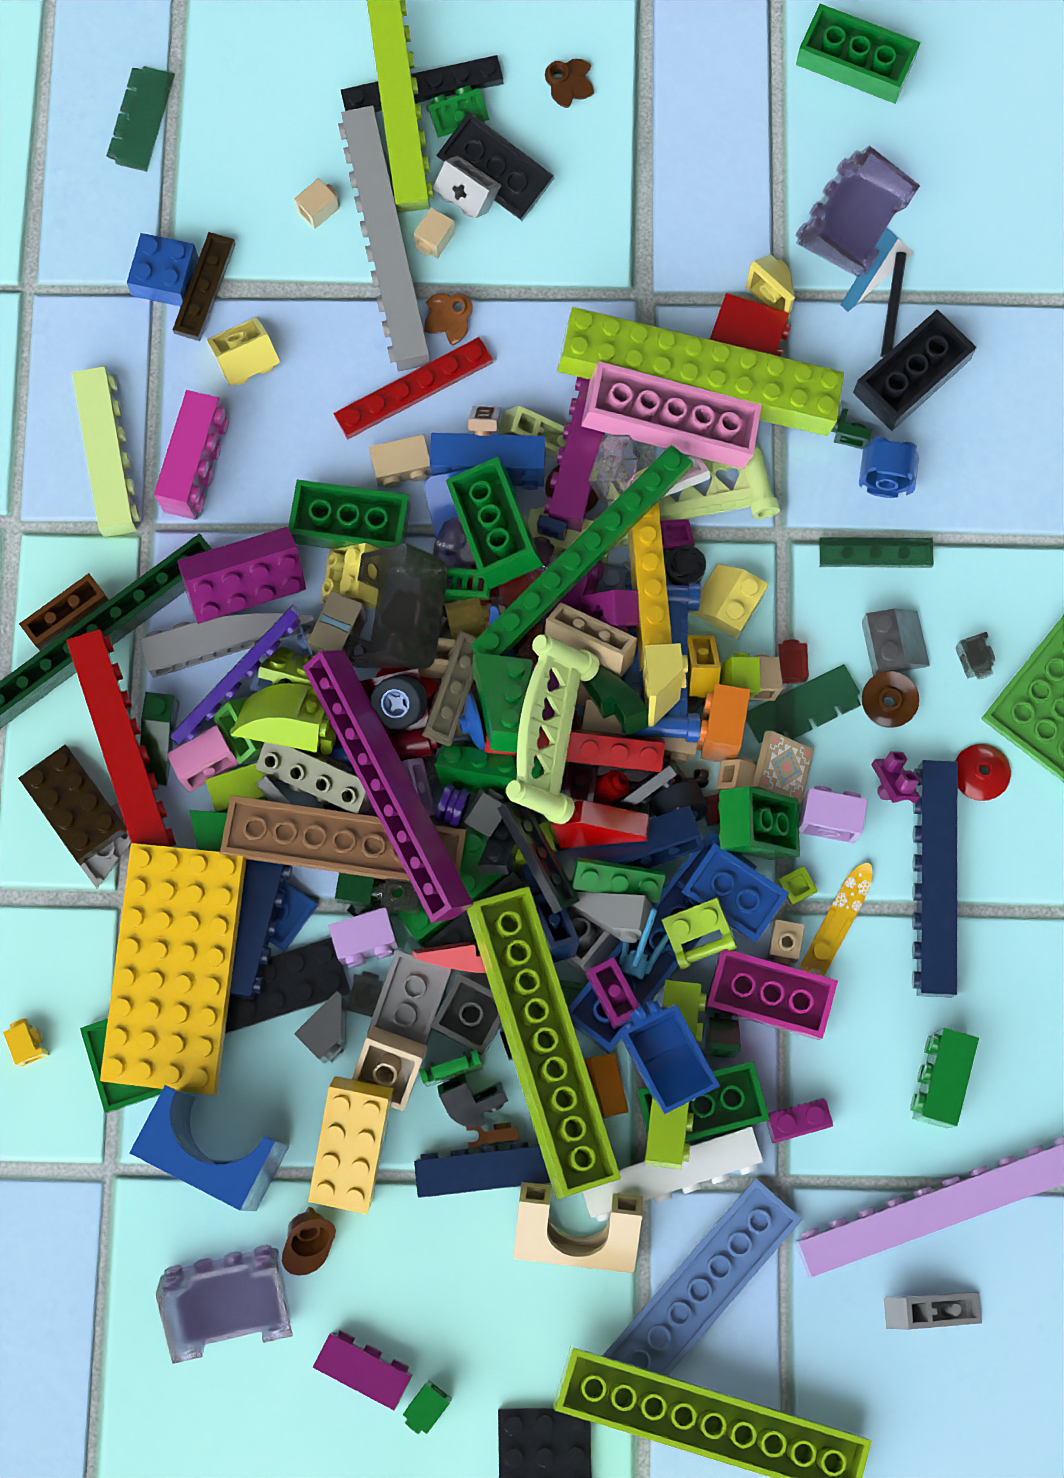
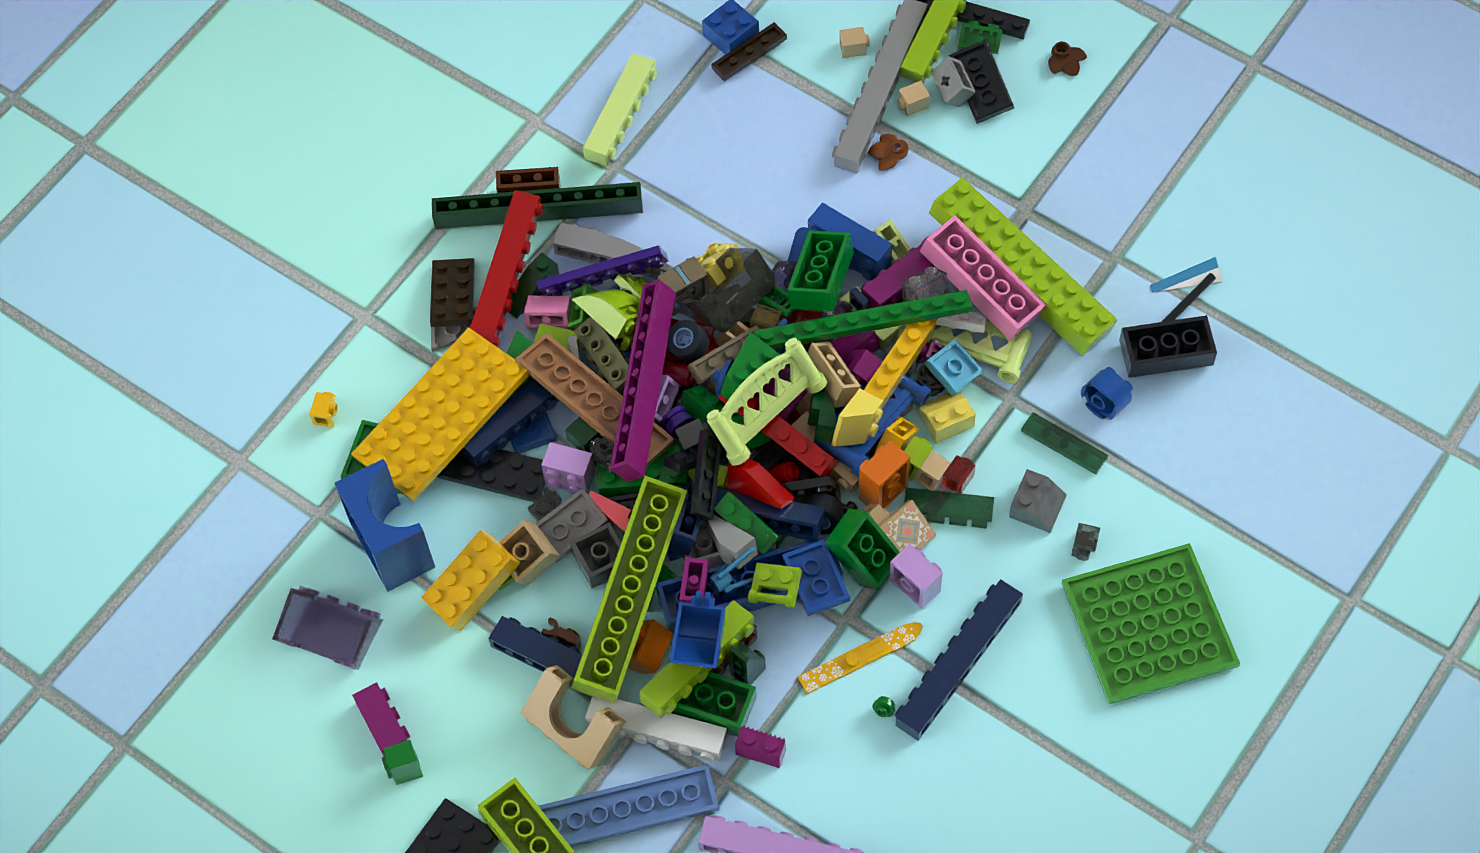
camera: 35 degrees right, 15 degrees down
(191, 455) = (668, 137): dark pink brick -> none
(242, 574) = (648, 219): magenta brick -> none
(243, 351) = (745, 101): light yellow slope -> none
(307, 1243) = (402, 625): reddish brown piece -> none
(326, 1029) = (506, 506): dark grey slope -> none
(347, 516) = (733, 221): green brick -> none
(400, 461) = (792, 213): tan brick -> none
(413, 388) = (836, 180): red plate -> none
(451, 1069) = (563, 577): green container -> none
(467, 1107) = (557, 605): black brick -> none
(483, 420) = (862, 216): plate -> none
(704, 540) = (953, 367): none -> medium azure tile
(750, 325) = (1079, 261): red brick -> none
(771, 283) = (1110, 244): light yellow slope -> none
(771, 994) = (798, 659): dark pink brick -> none
(785, 942) = (831, 636): tan brick -> none
(798, 885) = (864, 609): lime plate -> none
(851, 434) = (1096, 359): dark green bracket -> none
(856, 211) = (1199, 233): clear purple windscreen -> none
(857, 53) = (1267, 140): green brick -> none
(894, 985) = (884, 706): none -> green plate
(895, 781) = (975, 580): magenta hips -> none
(899, 689) = (1010, 525): reddish brown dish -> none
(944, 1078) = (873, 777): green brick -> none
(980, 786) = (1038, 626): red dish -> none

